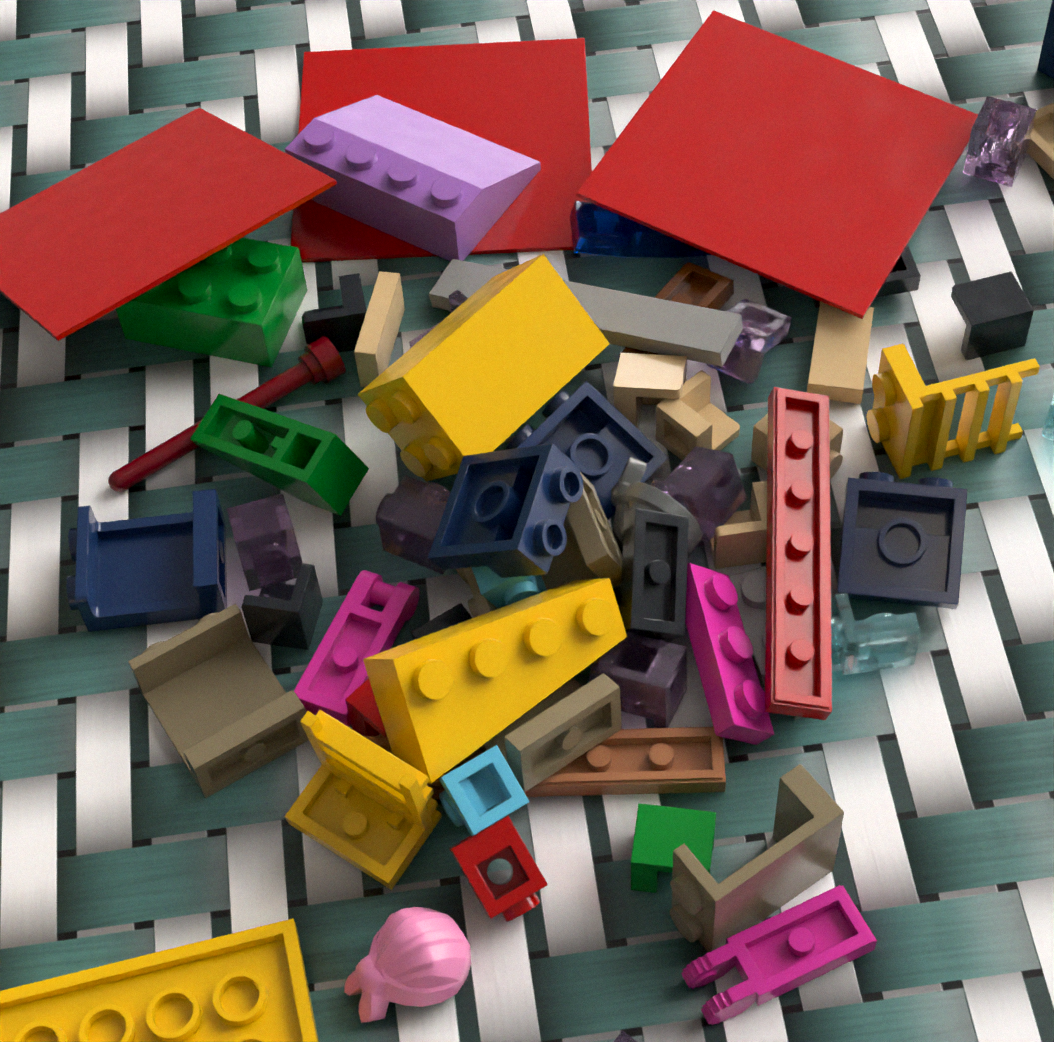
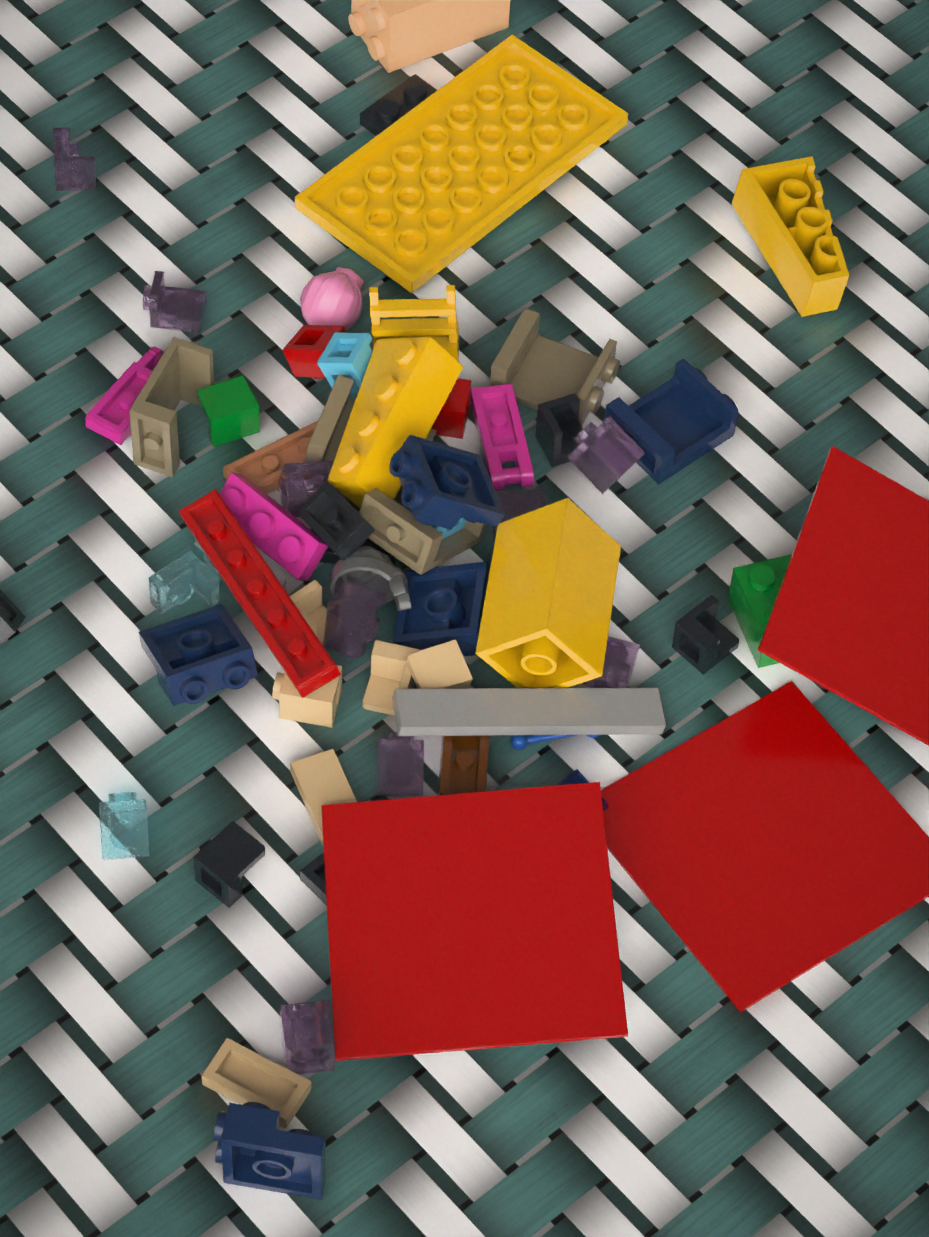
camera: 140 degrees right, 0 degrees up
(282, 452) = (650, 513): green slope -> none
(317, 364) = (691, 593): dark red piece -> none
(379, 327) = (666, 638): tan tile -> none
(412, 174) = (760, 780): medium lavender slope -> none
(917, 418) = (229, 721): yellow plate -> none

